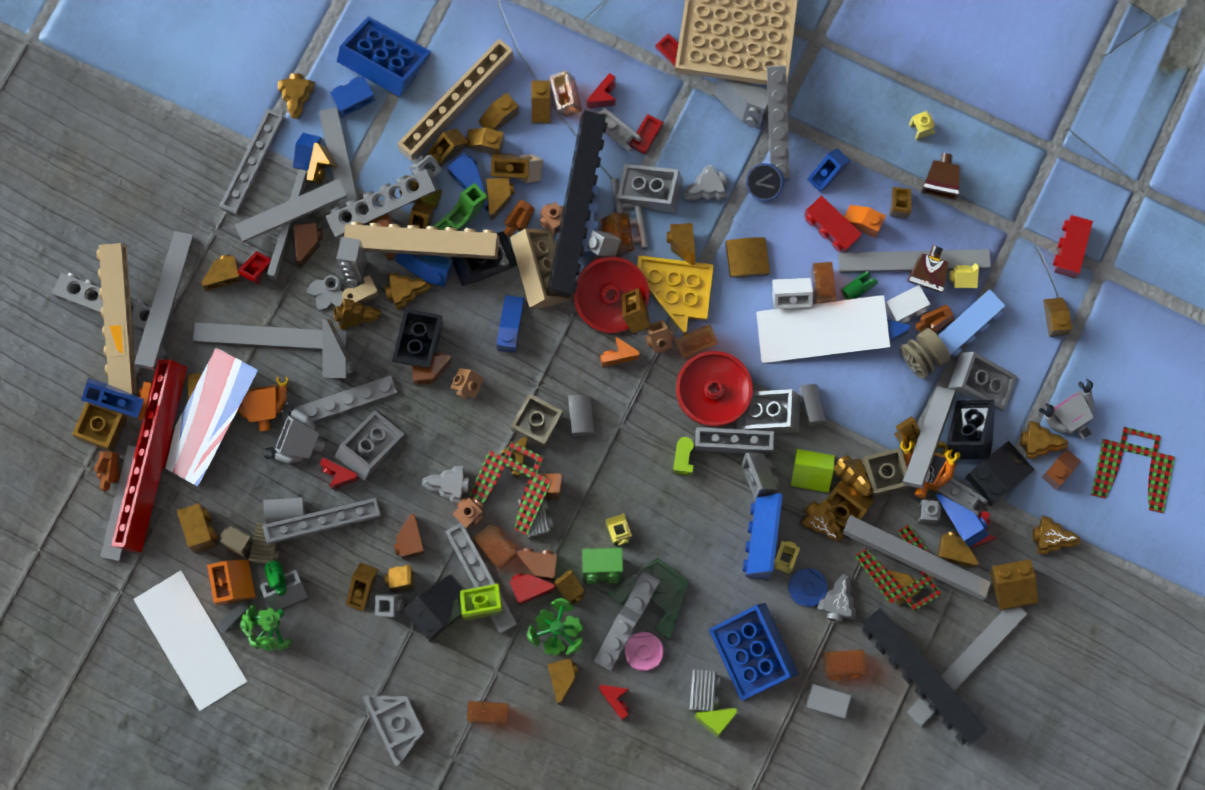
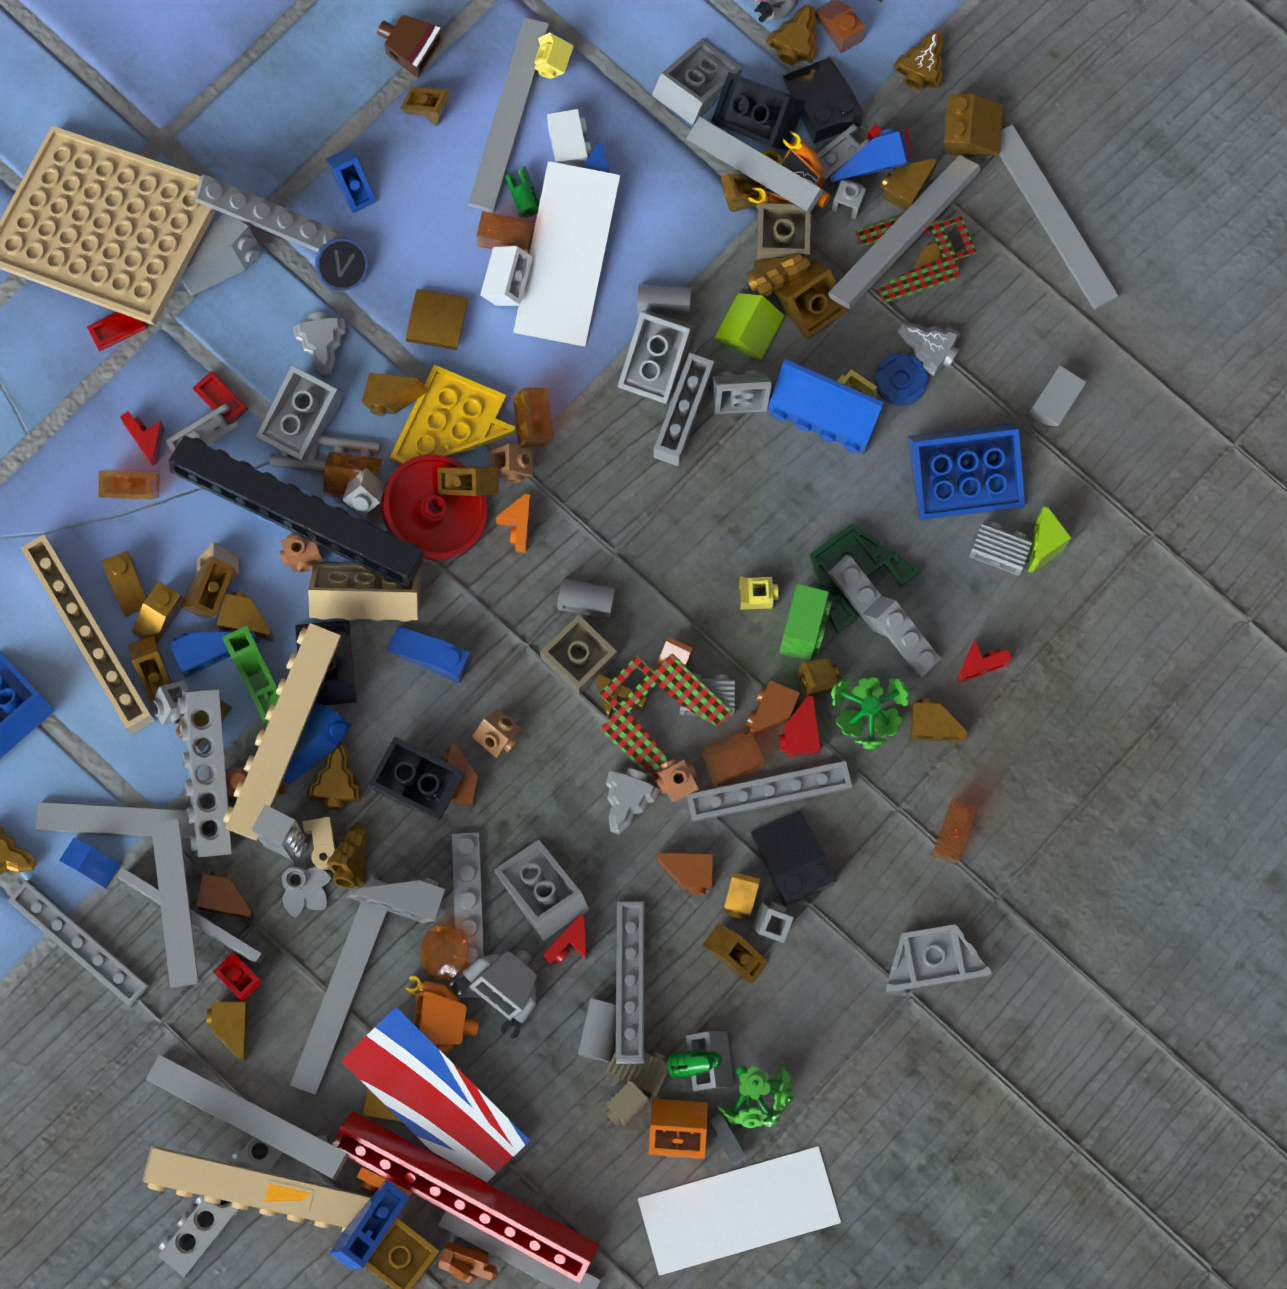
camera: 75 degrees left, 0 degrees up
(197, 528) = (590, 1154): pearl gold brick -> none
(309, 394) = (444, 952): none -> clear orange dish
(319, 160) = (109, 843): pearl gold slope -> none
(352, 96) = (30, 775): blue brick -> none
(421, 214) = (241, 729): pearl gold slope -> none
(481, 602) = (805, 797): lime slope -> none
(518, 218) = (285, 598): dark orange rock -> none
(541, 102) = (127, 522): pearl gold slope -> none
(643, 651) = (928, 608): bright pink tile -> none
(683, 450) = (682, 482): lime leg -> none
(714, 389) = (605, 413): red dish -> none
(822, 520) = (819, 331): pearl gold rock -> none
(832, 225) = (428, 198): red brick -> none
(844, 664) = (1015, 362): clear orange brick -> none
(865, 219) = (434, 156): orange slope -> none
(924, 125) = (329, 40): light yellow window -> none
(924, 677) = (1063, 268): black brick -> none
(925, 353) = (641, 135): dark tan wheel -> none
(929, 271) = (532, 96): torso -> none
(936, 319) = (598, 110): dark orange rock -> none
(972, 321) = (617, 73): light blue brick -> none

